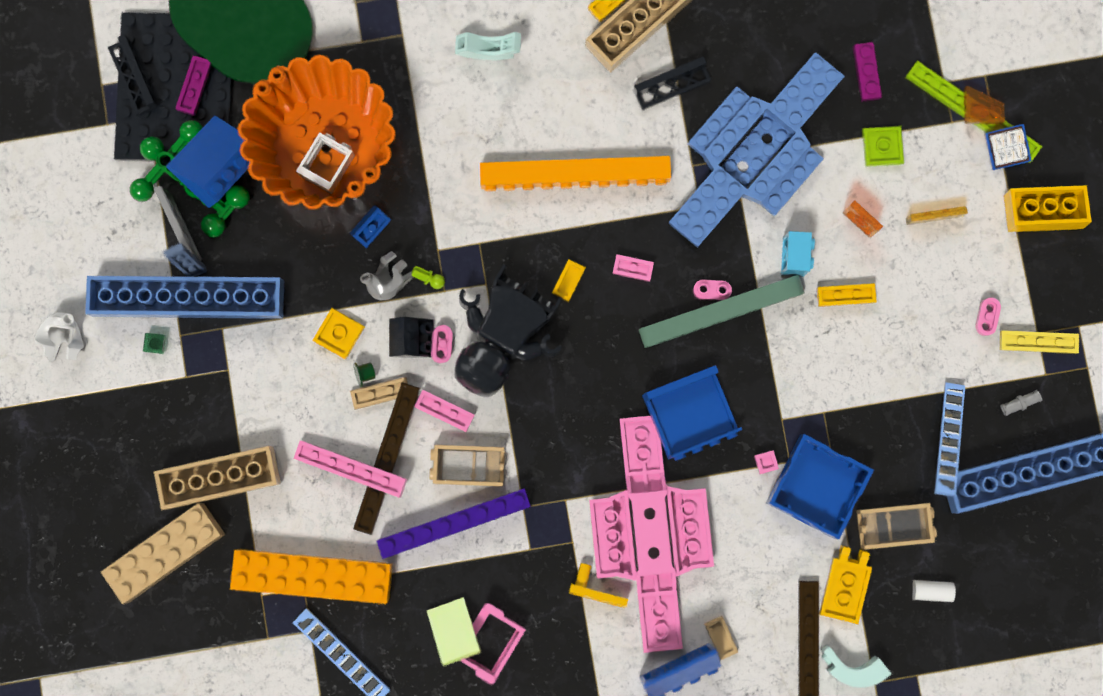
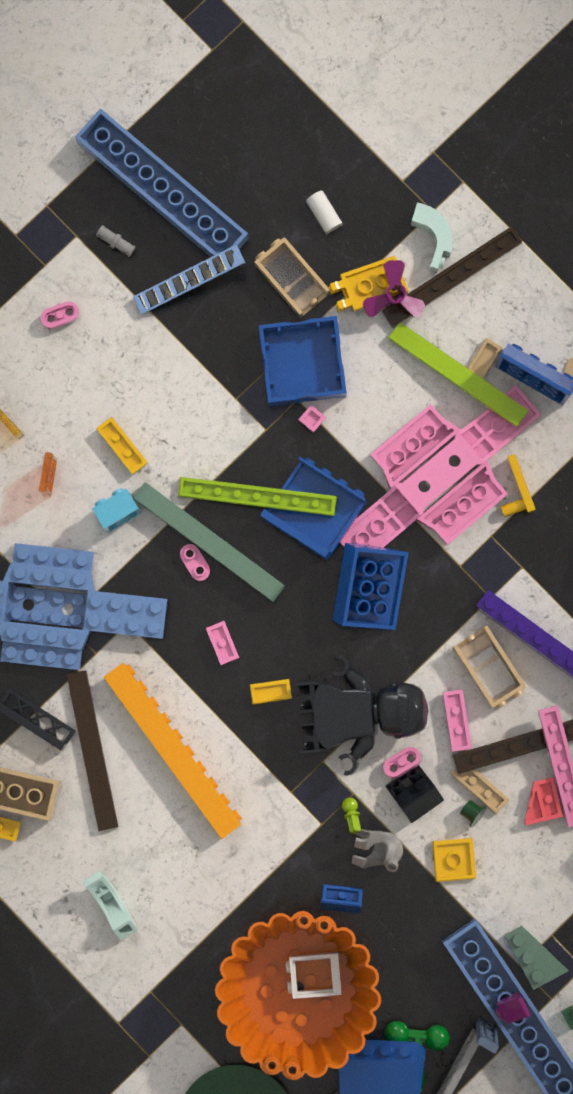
camera: 120 degrees left, 0 degrees up
(190, 294) = (512, 1008): none -> magenta slope
(219, 342) = (534, 958): none -> sand green wing
(333, 434) = (543, 802): none -> coral wing
(598, 414) = (370, 586): none -> blue slope
(618, 112) = (92, 750): none -> dark brown tile
(722, 607) = (458, 374): none -> lime tile
(732, 375) = (257, 496): none -> lime tile
(843, 611) = (393, 272): none -> magenta piece
(1039, 342) = (53, 259): light yellow plate -> none

